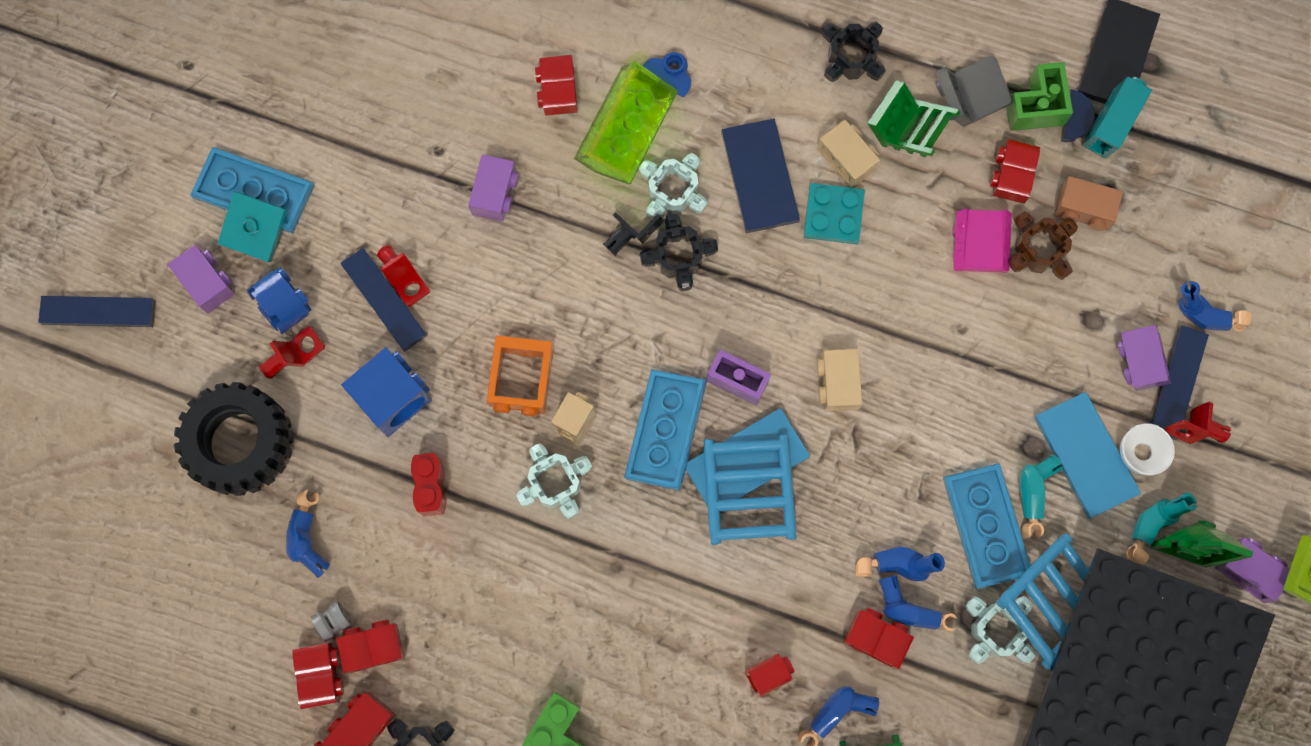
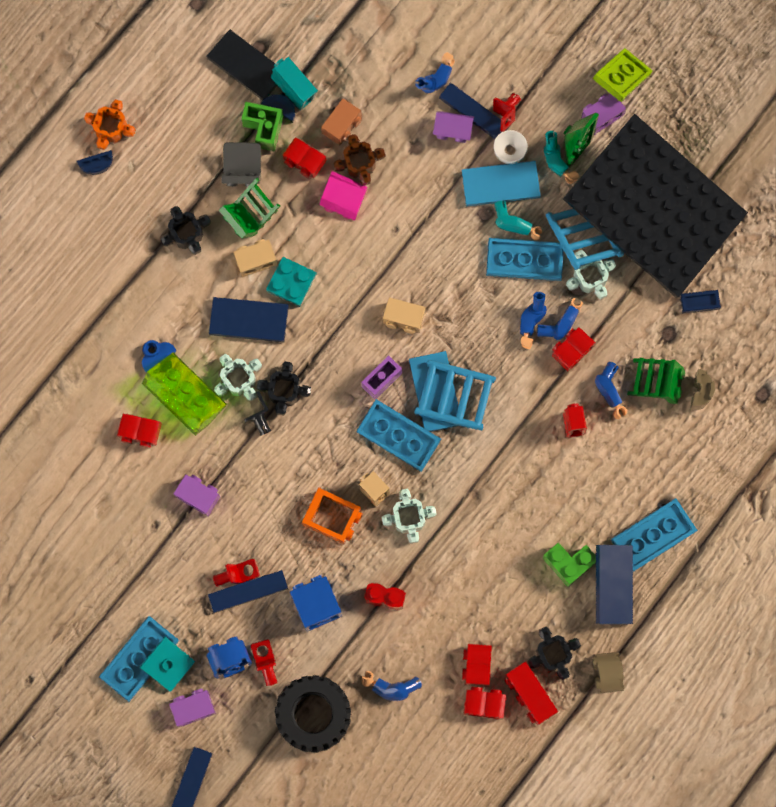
camera: 70 degrees left, 0 degrees up
(331, 621) = (450, 680): light grey wheel -> none

